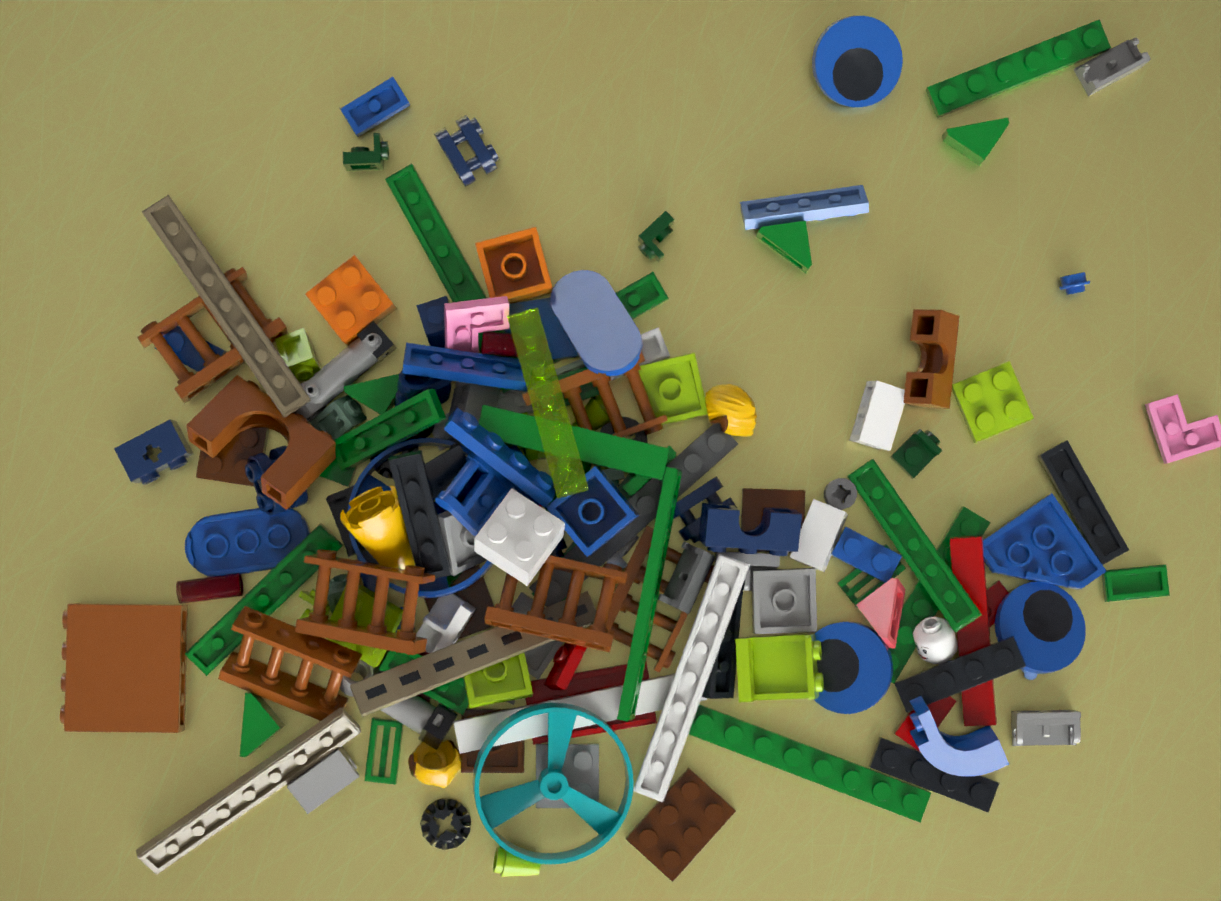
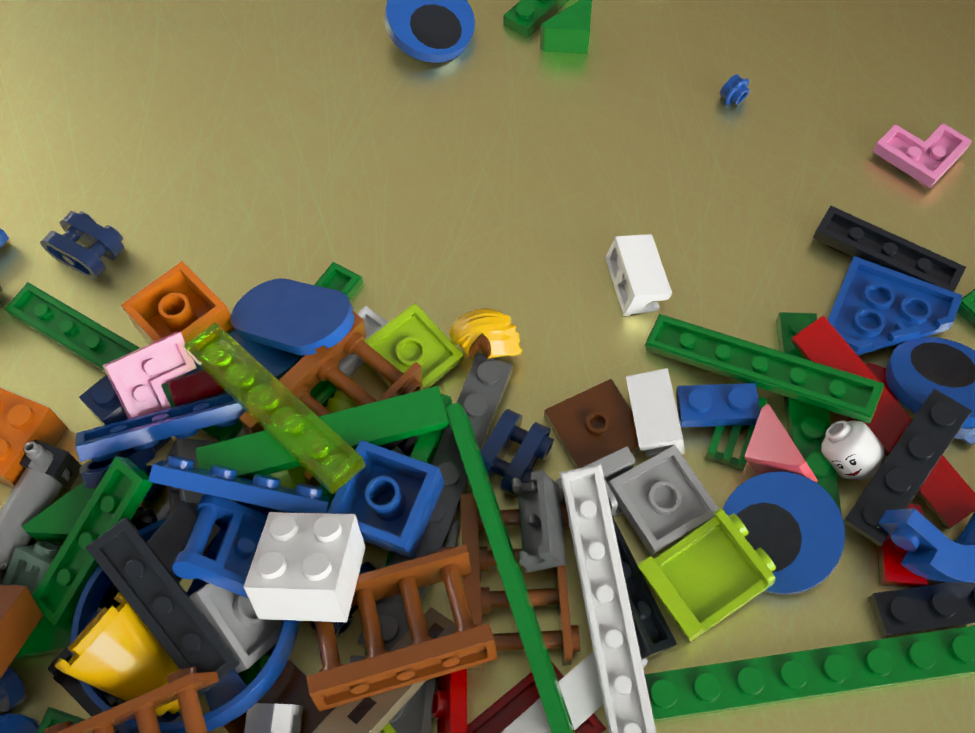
camera: 30 degrees left, 25 degrees down
(659, 231) = (317, 227): dark green bracket -> none
(776, 532) = (548, 446): dark blue arch -> none
(789, 241) = (453, 174): green slope -> none
(805, 207) = (461, 137): medium blue plate -> none
(835, 495) = (649, 350): flat silver wheel -> none
(916, 452) = (698, 287): dark green bracket -> none
(937, 337) = (664, 211): dark orange arch -> none
(992, 402) = (735, 215): lime plate -> none

